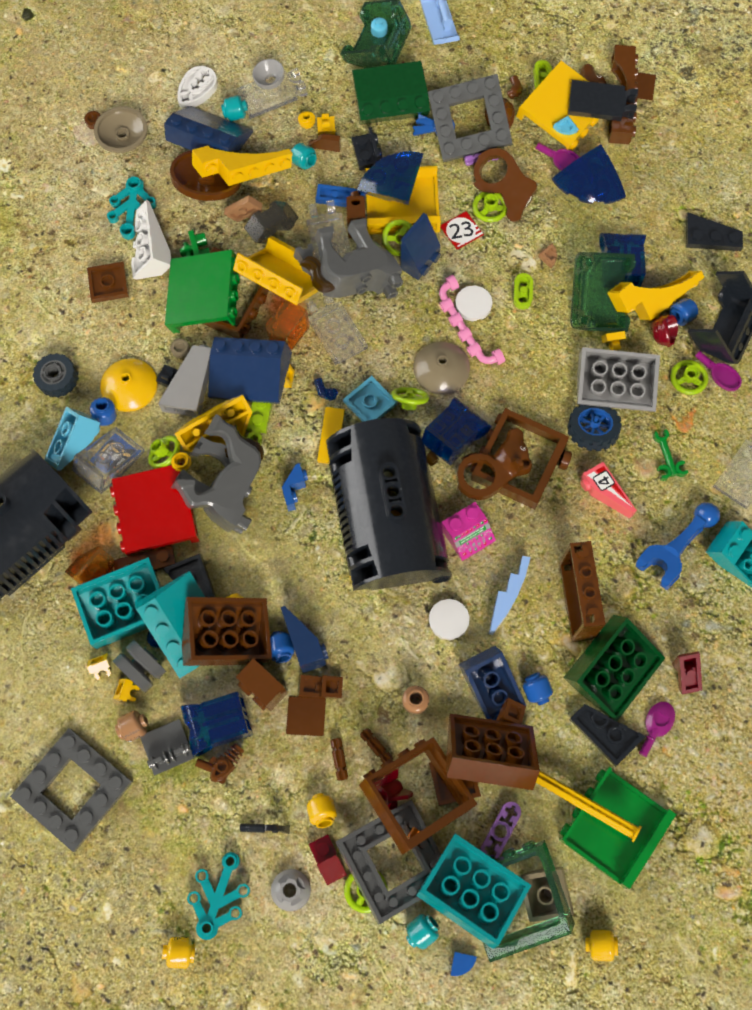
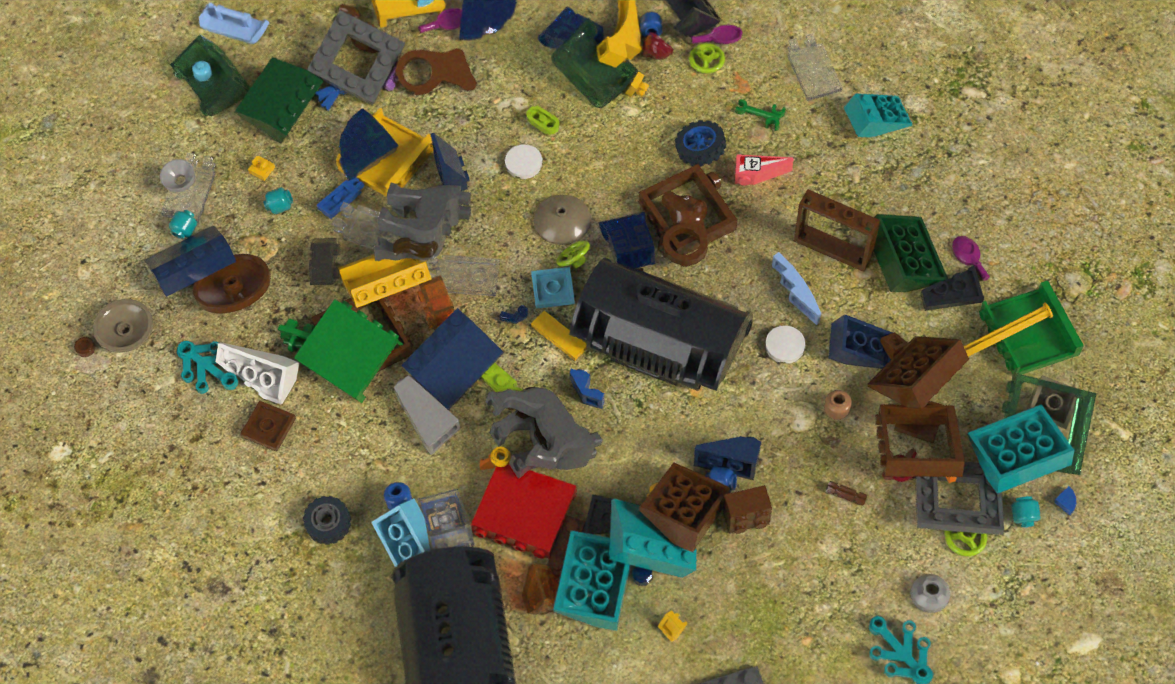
camera: 55 degrees left, 10 degrees down
(98, 664) = (634, 632): tile -> none
(131, 726) = (709, 636): medium nougat head -> none
(134, 392) = (376, 476): yellow dish -> none
(141, 663) = (662, 594): dark grey wheel -> none
(160, 449) = (473, 470): lime piece -> none
(166, 375) = (403, 429): black tile -> none
(166, 747) = (746, 621): dark grey hinge -> none
(180, 348) = (382, 405): dark tan tile -> none
(190, 81) = (120, 248): white piece -> none
(216, 722) = (753, 565): clear blue piece -> none
(223, 766) = (793, 583): reddish brown piece -> none
(233, 411) = (478, 415): yellow wedge -> none
(239, 166) = (248, 254): yellow arch -> none
(243, 209) = (294, 272): medium nougat plate -> none
(262, 828) = (874, 569): black piece -> none
(306, 119) = (242, 182): yellow plate -> none
(306, 716) = (792, 499): reddish brown sticker -> none
(320, 686) = (776, 471): reddish brown slope -> none
(321, 810) = (881, 528): yellow head -> none
(326, 142) = (280, 175): reddish brown tile -> none
(327, 859) = (923, 550): dark red slope -> none
(355, 208) = (371, 191): reddish brown torso -> none
(366, 149) = (313, 151): black bracket -> none
(375, 745) = (854, 459): reddish brown axle -> none
(402, 231) = (417, 170): lime piece -> none
(461, 230) = (450, 129): sticker -> none
(465, 333) = (546, 183): bright pink bar -> none
(468, 531) = (723, 282): dark pink slope -> none
(490, 205) = (444, 93): lime piece -> none
(513, 819) = (980, 401): medium lavender beam -> none
(537, 688) = (887, 314): blue head -> none
(549, 255) = (525, 84): medium nougat tile -> none
(602, 945) = (1113, 392): yellow head -> none
(617, 379) = (674, 102): light grey slope -> none
(668, 555) = (844, 160): blue piece -> none
(689, 672) = (945, 205): dark red slope -> none

